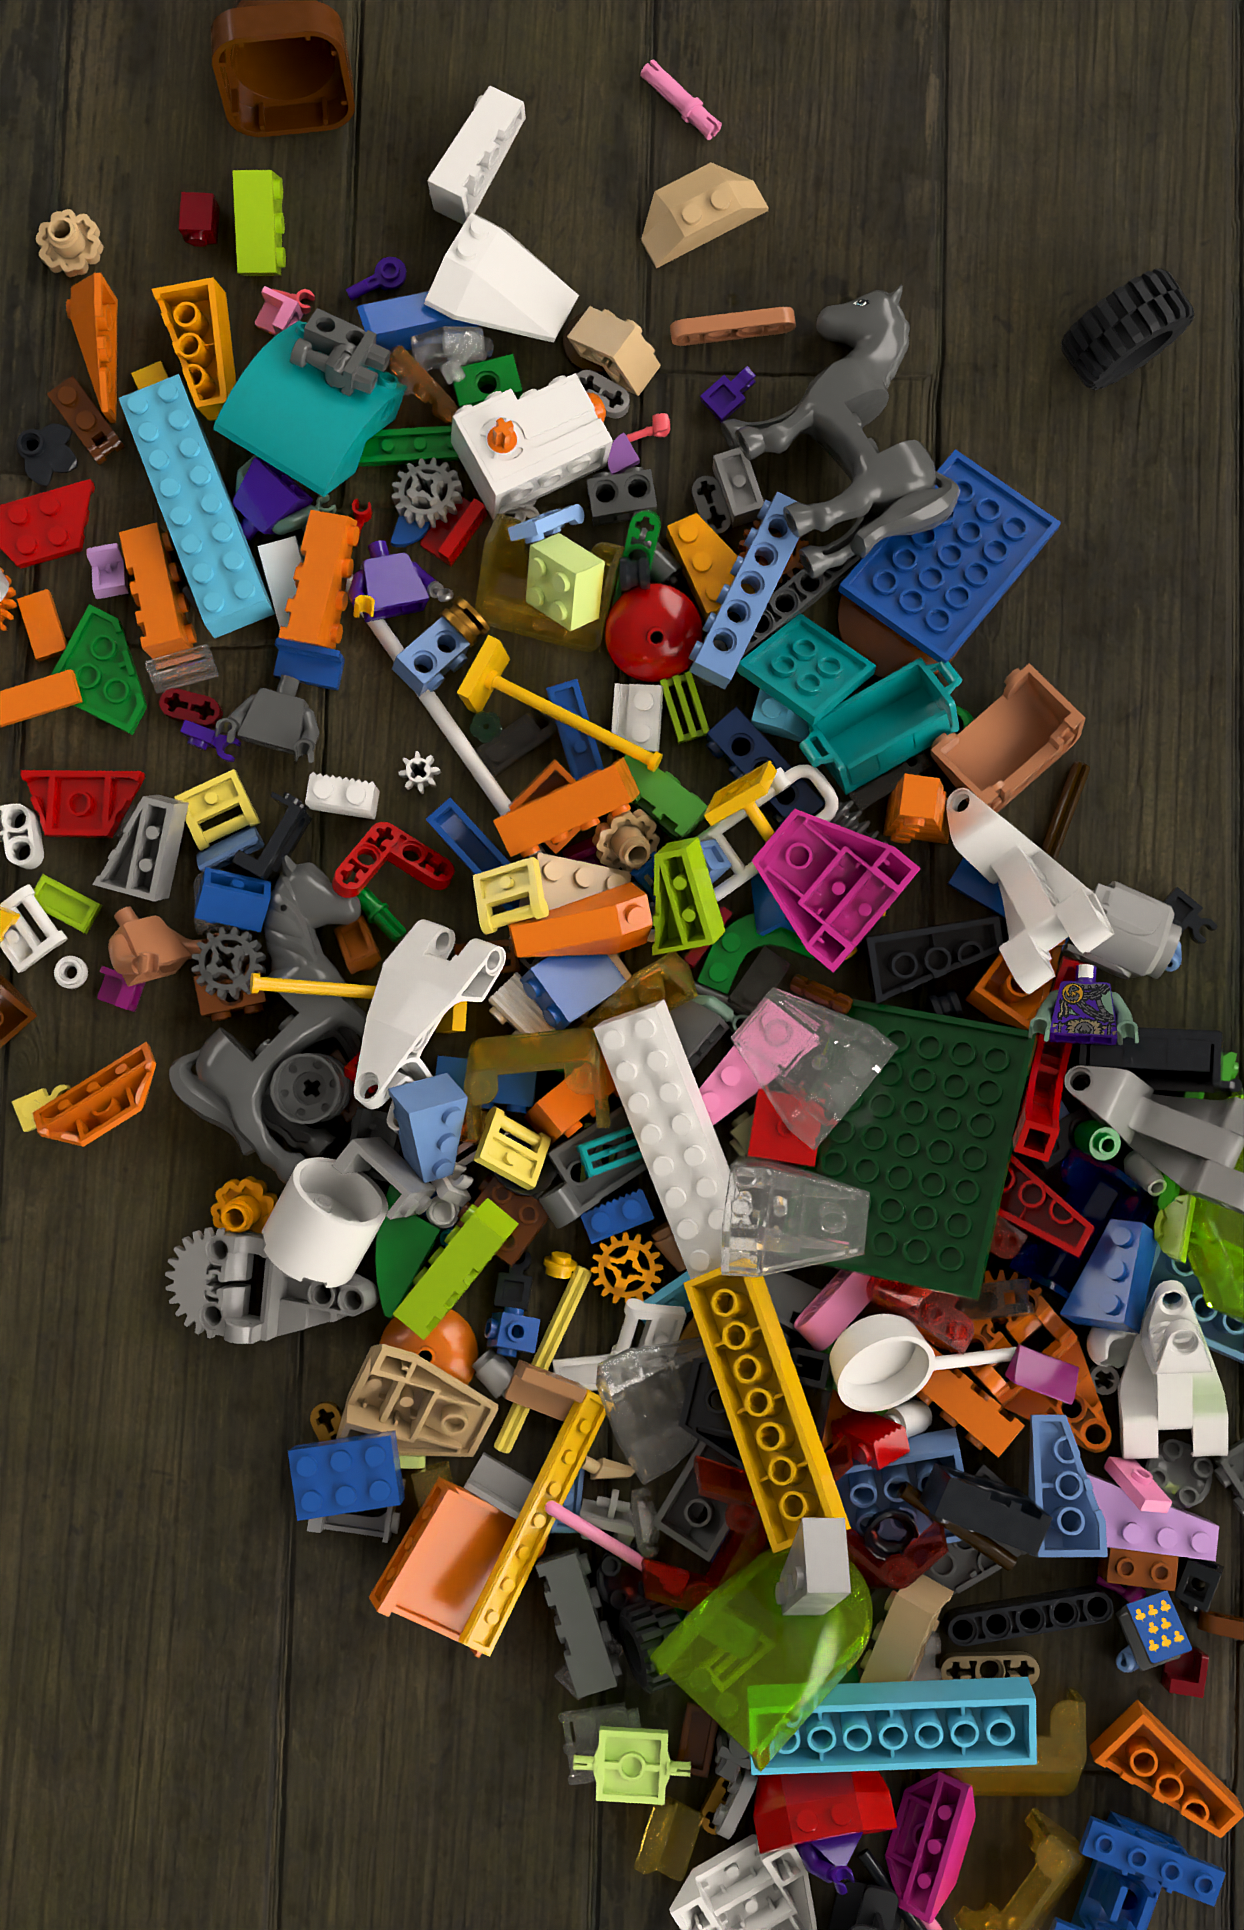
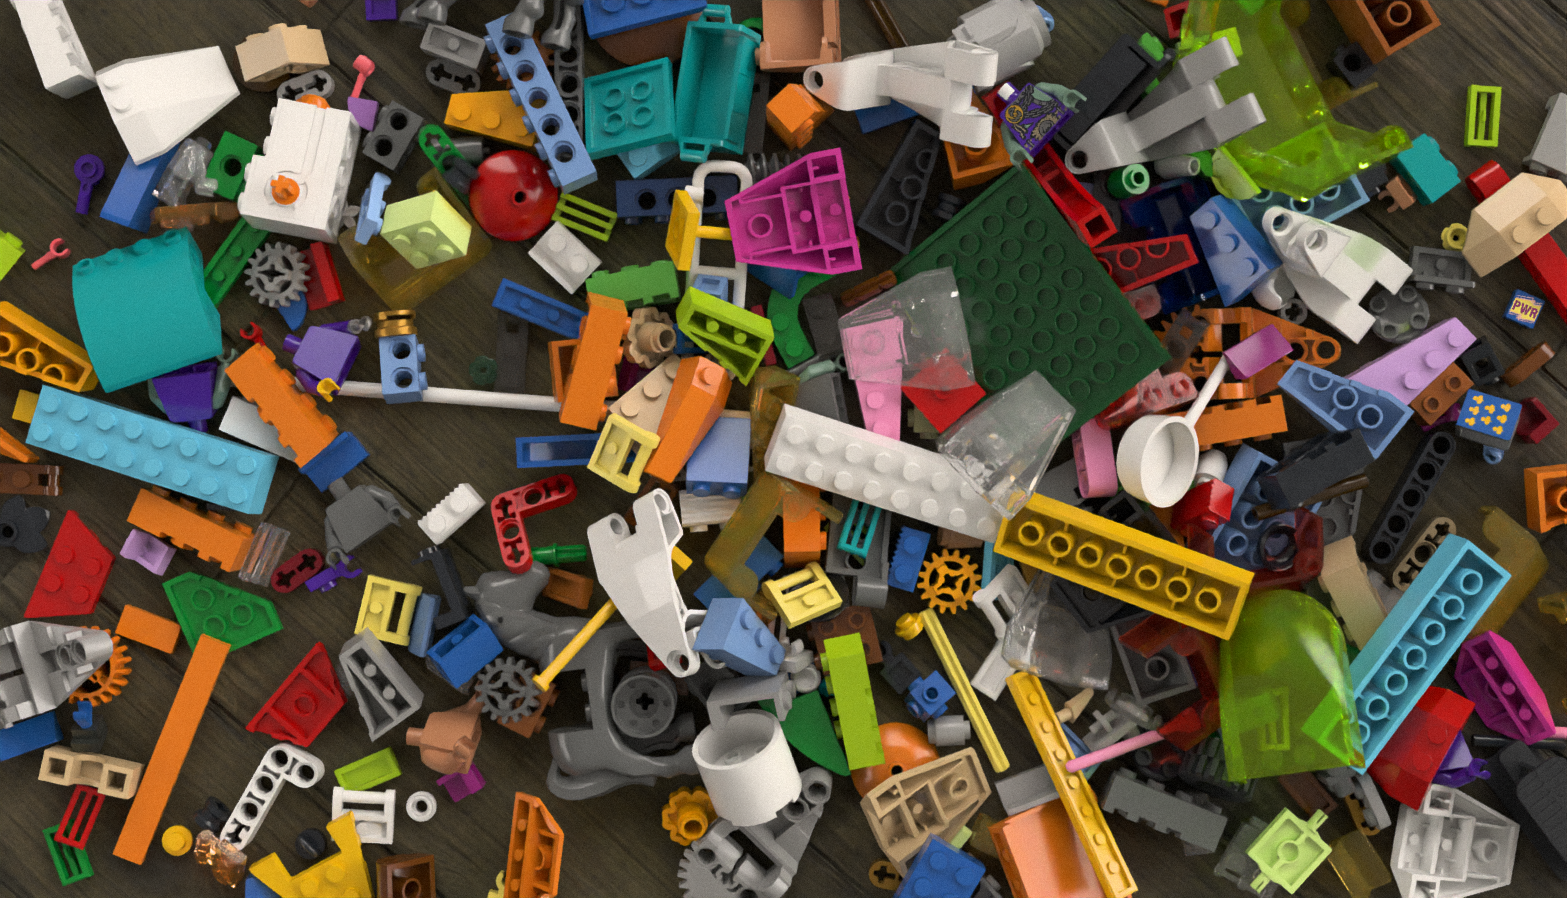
camera: 55 degrees left, 5 degrees up
(277, 312) = (53, 276): bright pink panel -> none
(347, 350) = (126, 247): dark grey hips -> none
(420, 763) = (472, 439): white gear -> none
(486, 675) = (448, 341): yellow tile -> none
(543, 1390) = (986, 707): medium nougat panel -> none
(815, 1569) = (1262, 619): light grey wedge -> none
(1138, 1484) = (1383, 349): bright pink plate -> none

